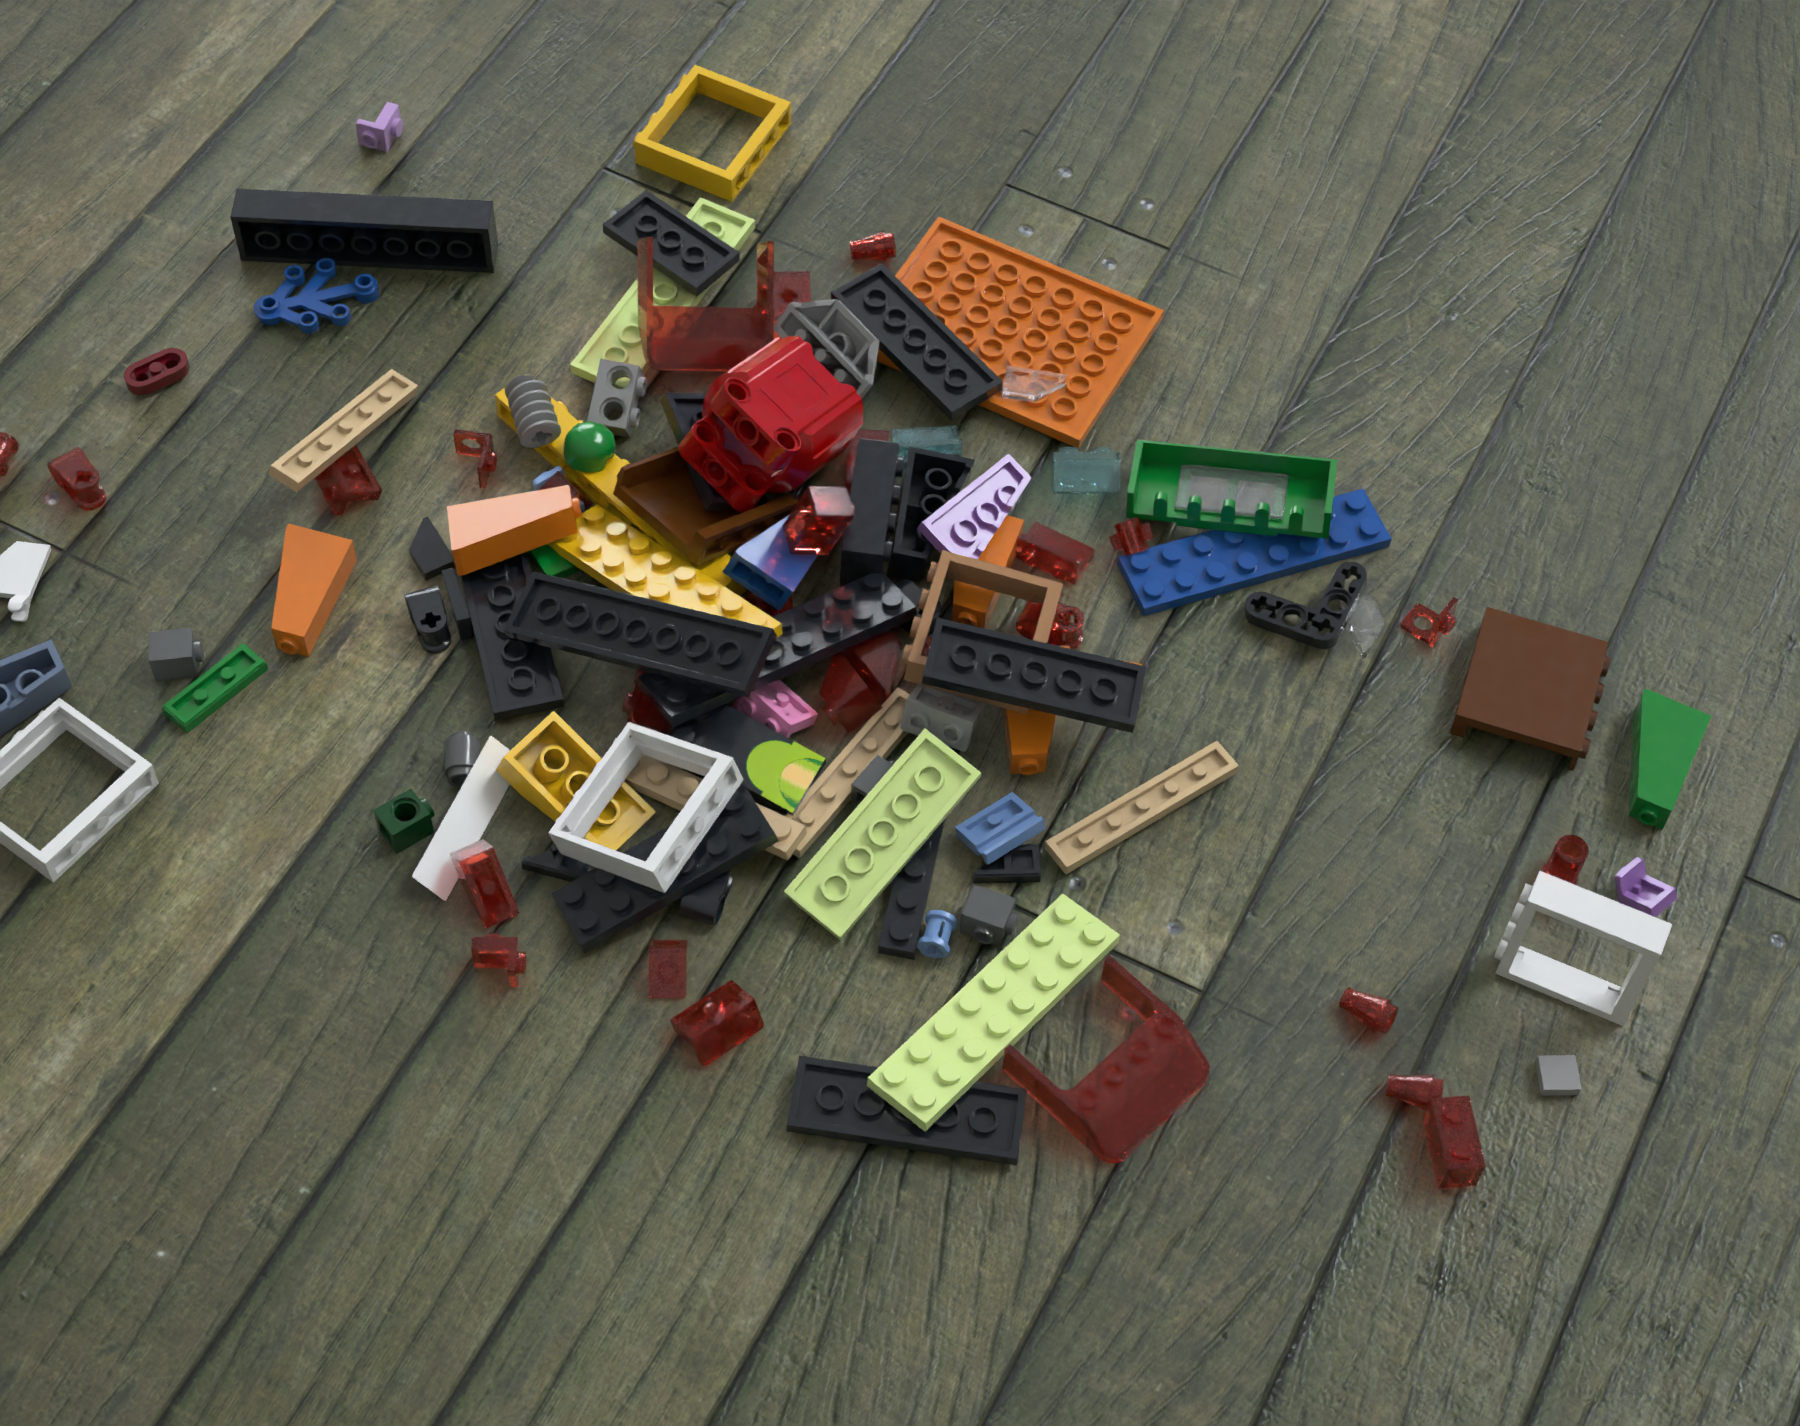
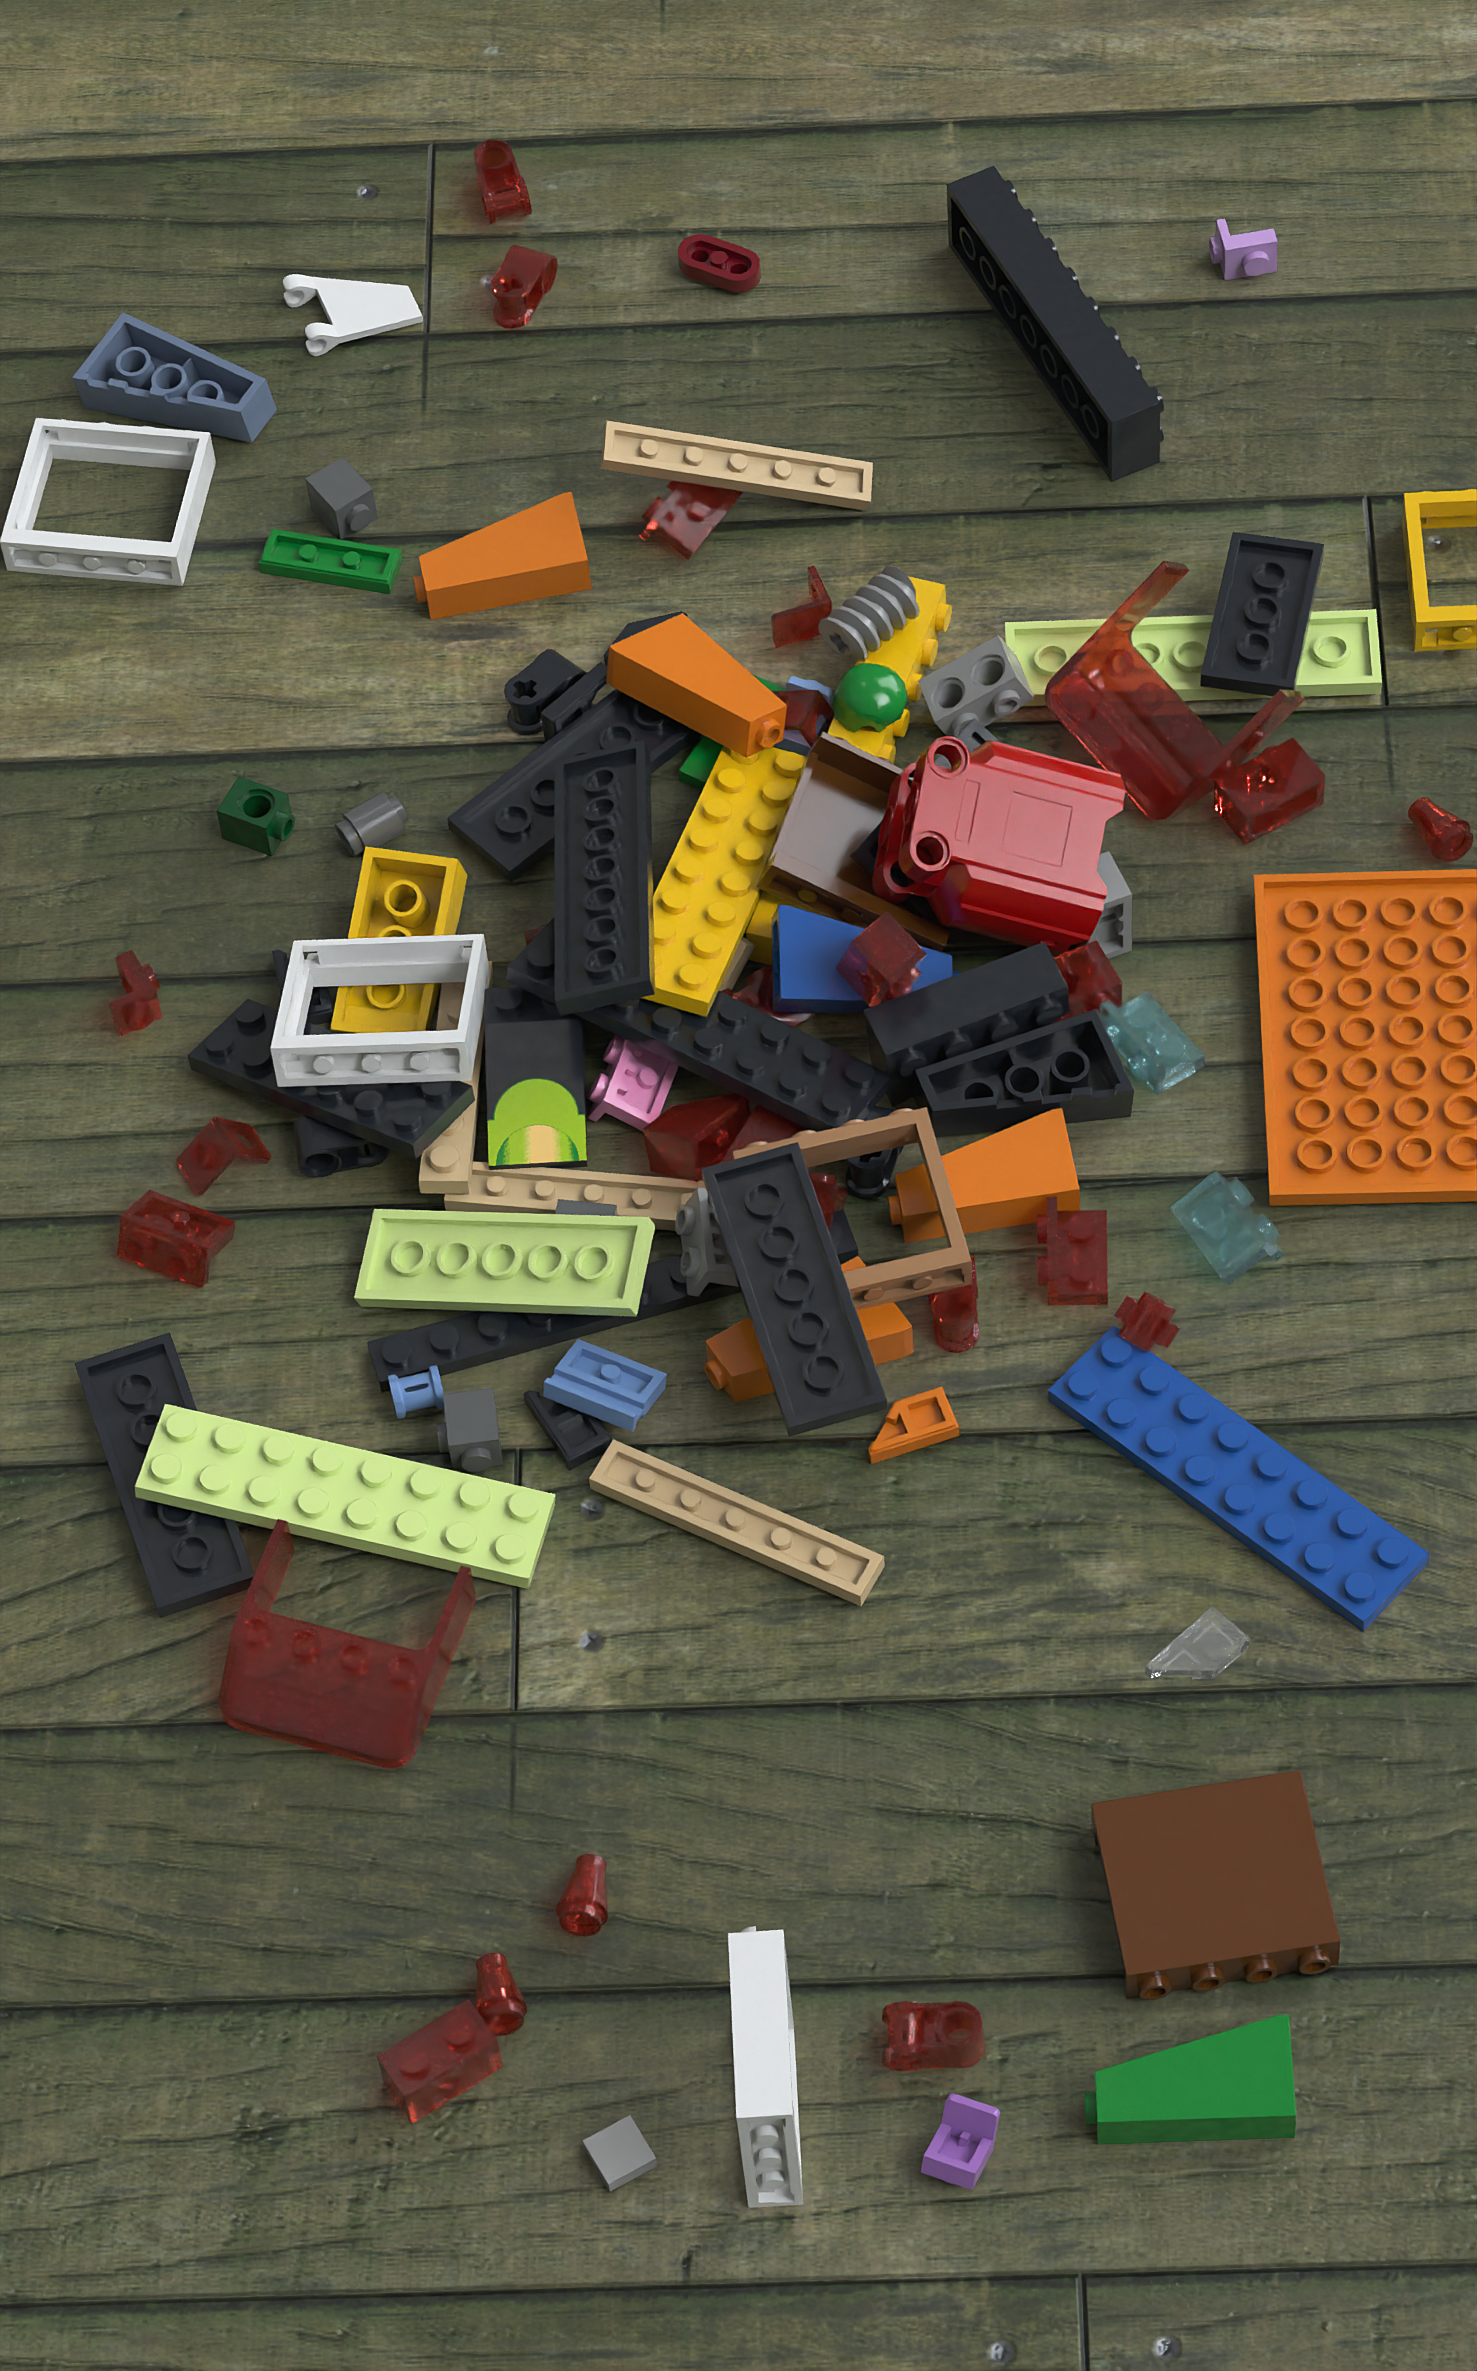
camera: 70 degrees right, 0 degrees up
(278, 307) = (893, 310): blue plant -> none
(464, 820) = (282, 871): white sticker -> none
(484, 882) = (220, 928): clear red slope -> none
(836, 340) = (1205, 859): light grey wedge -> none
(919, 342) = (1291, 941): black plate -> none
(976, 512) = (1030, 1126): wing -> none
(1030, 384) = (1318, 1096): clear tile -> none
(1231, 489) = (1296, 1394): green window -> none
(1321, 618) = (1167, 1592): black beam -> none
(1441, 623) = (1253, 1732): clear red bracket -> none

